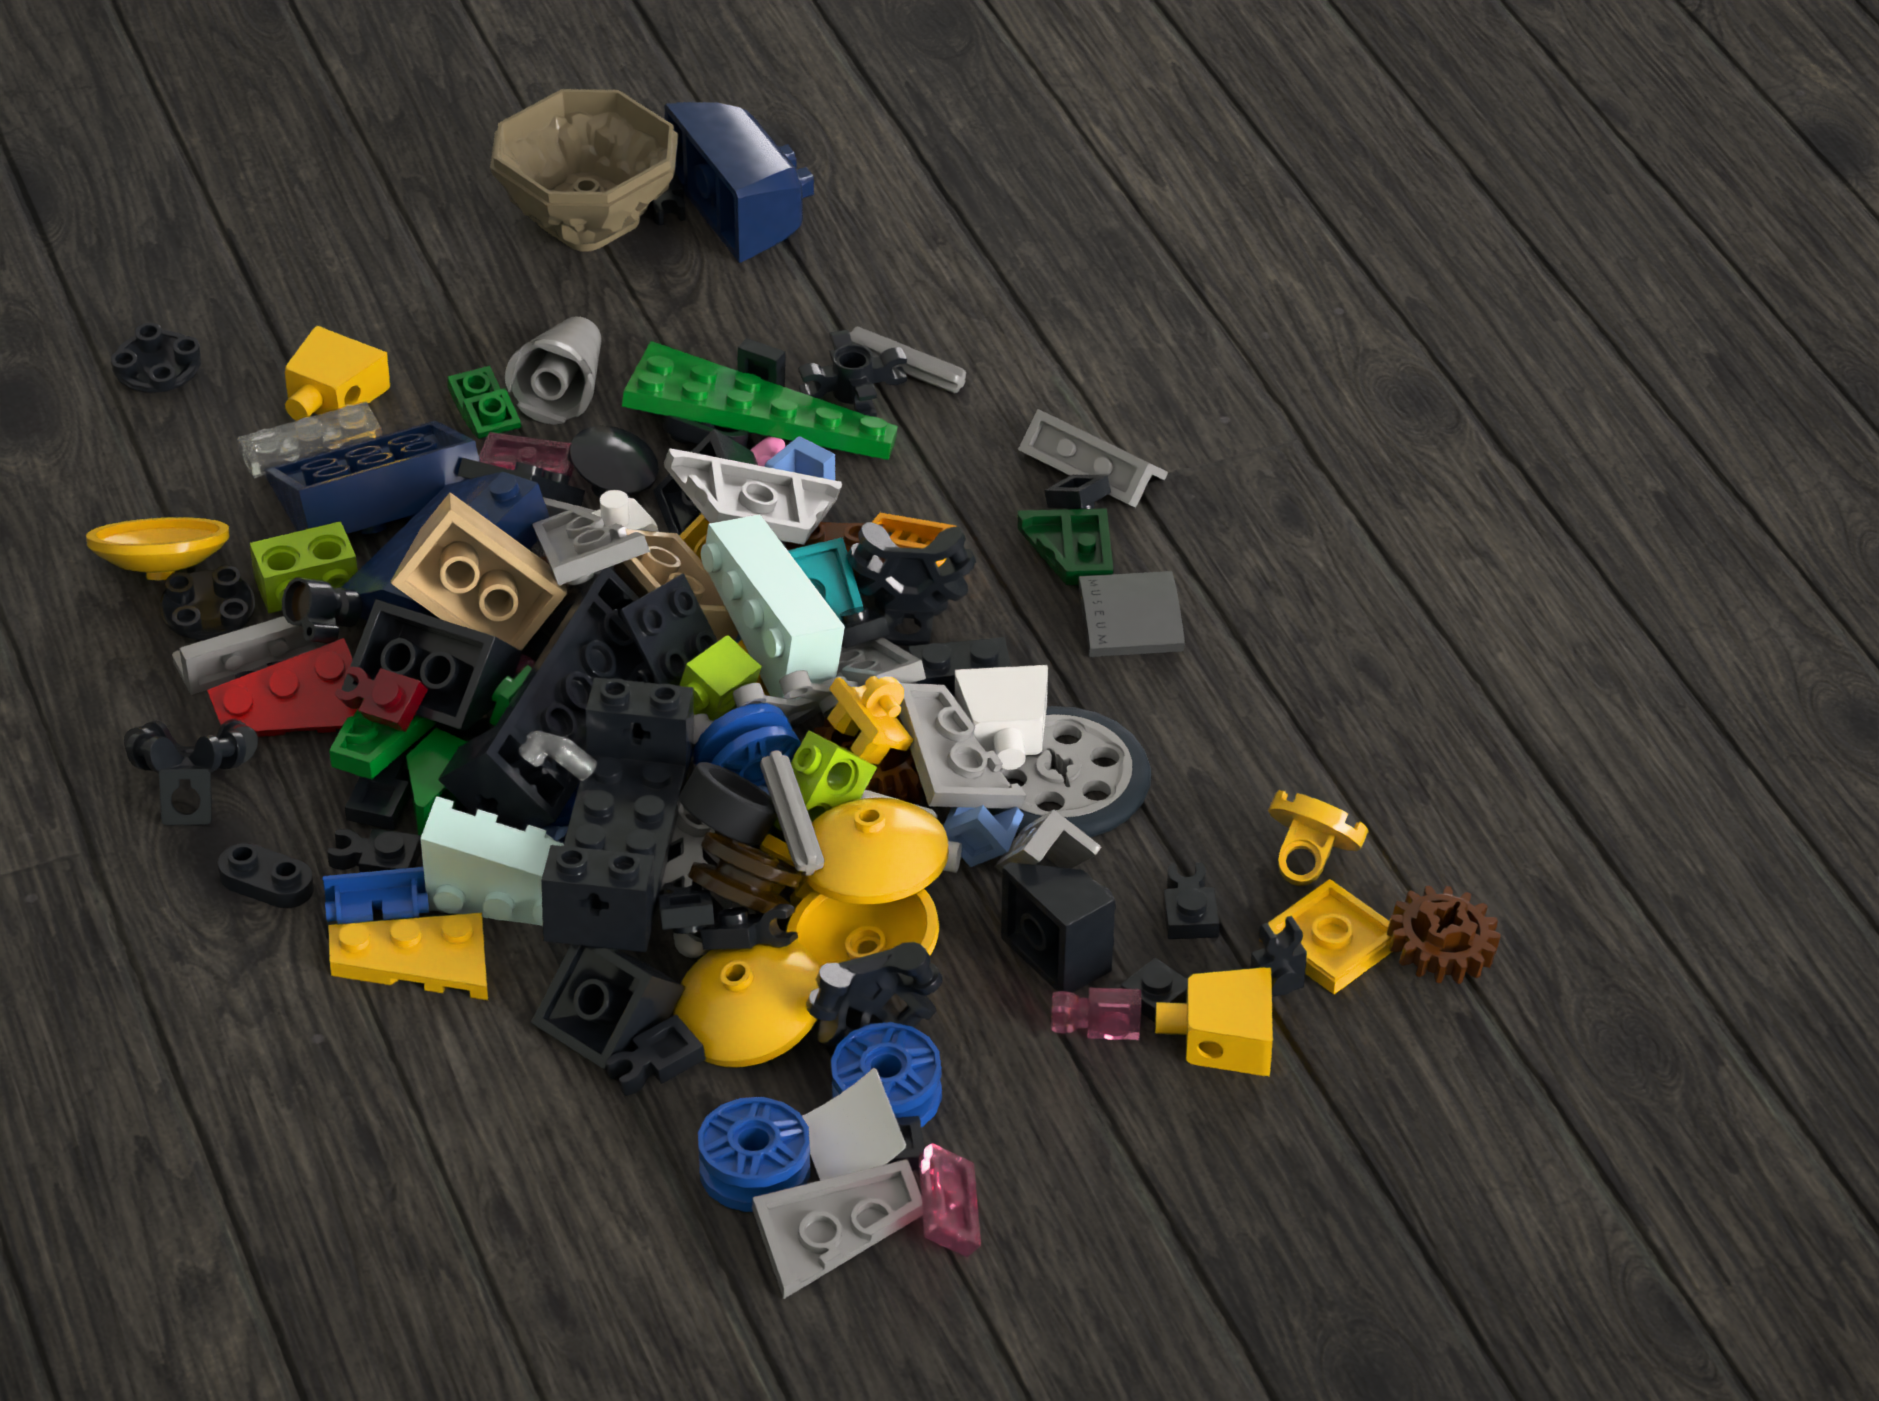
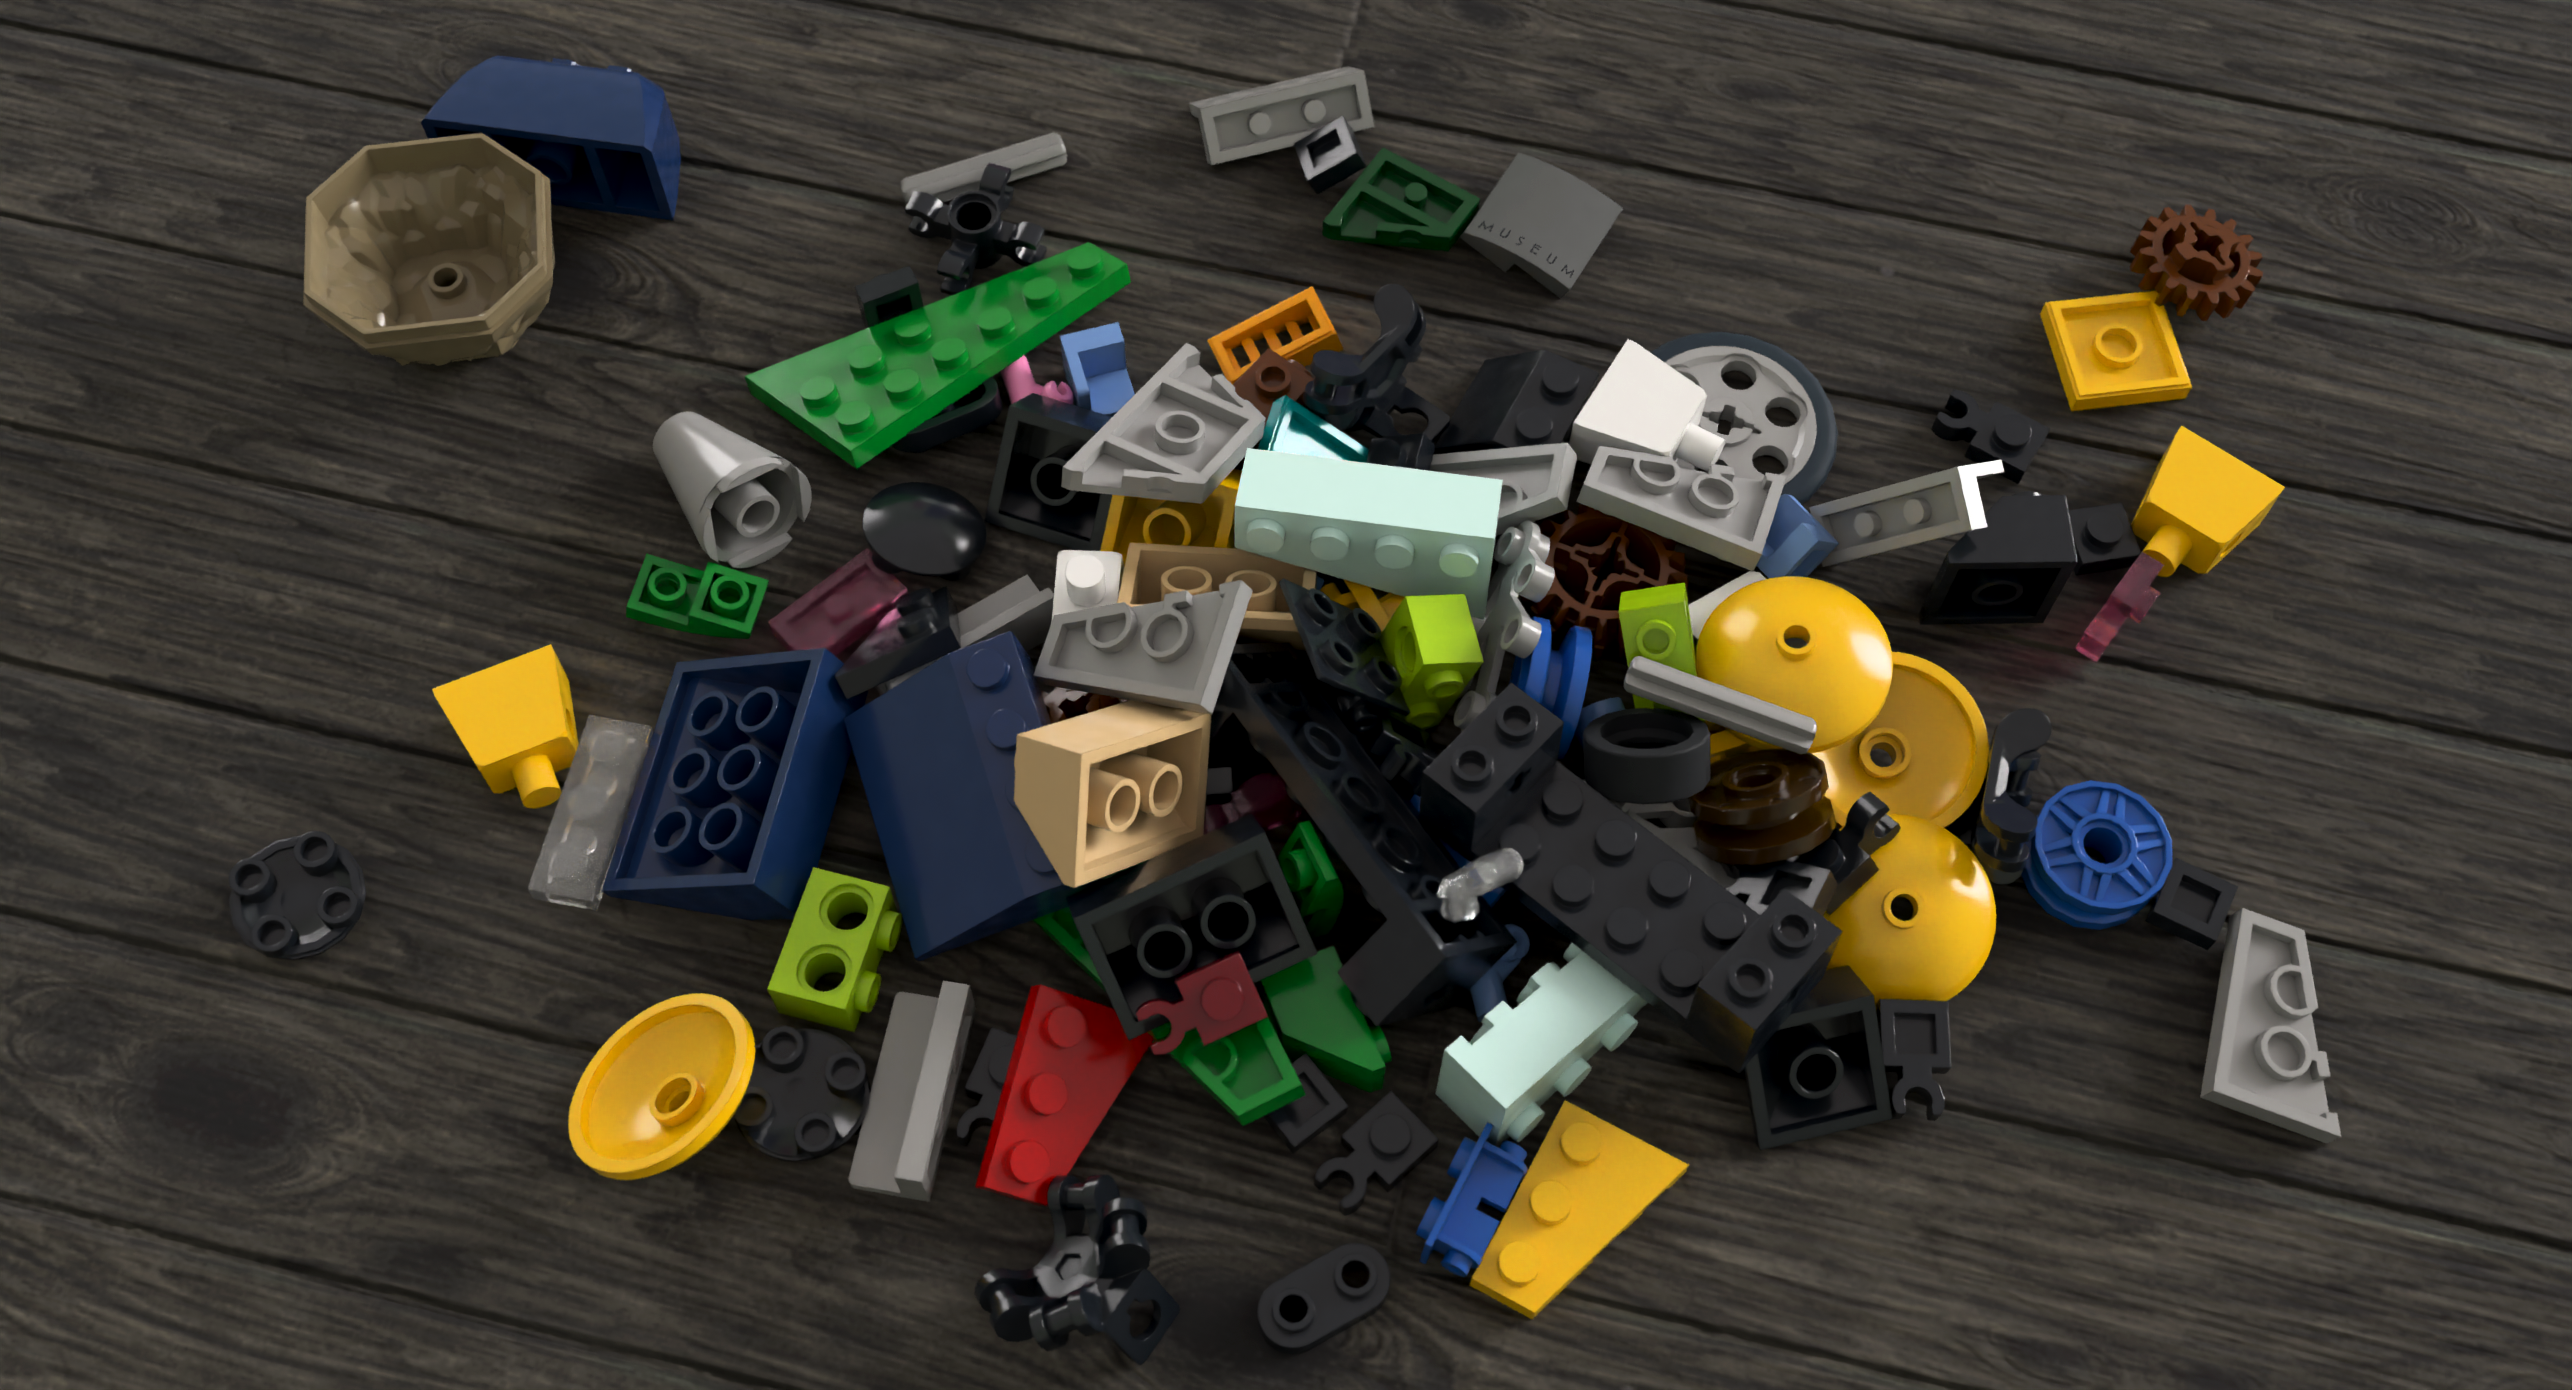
camera: 55 degrees left, 20 degrees up
(320, 608) = (970, 985): black piece -> none
(752, 1150) = (2158, 1021): blue wheel -> none
(854, 1130) = (2173, 936): white sticker -> none
(874, 712) = (1611, 533): yellow hips -> none
(949, 1200) = (2325, 913): clear pink plate -> none
(1283, 955) = (2160, 414): black plate -> none
(1313, 827) = (2000, 273): yellow tile -> none

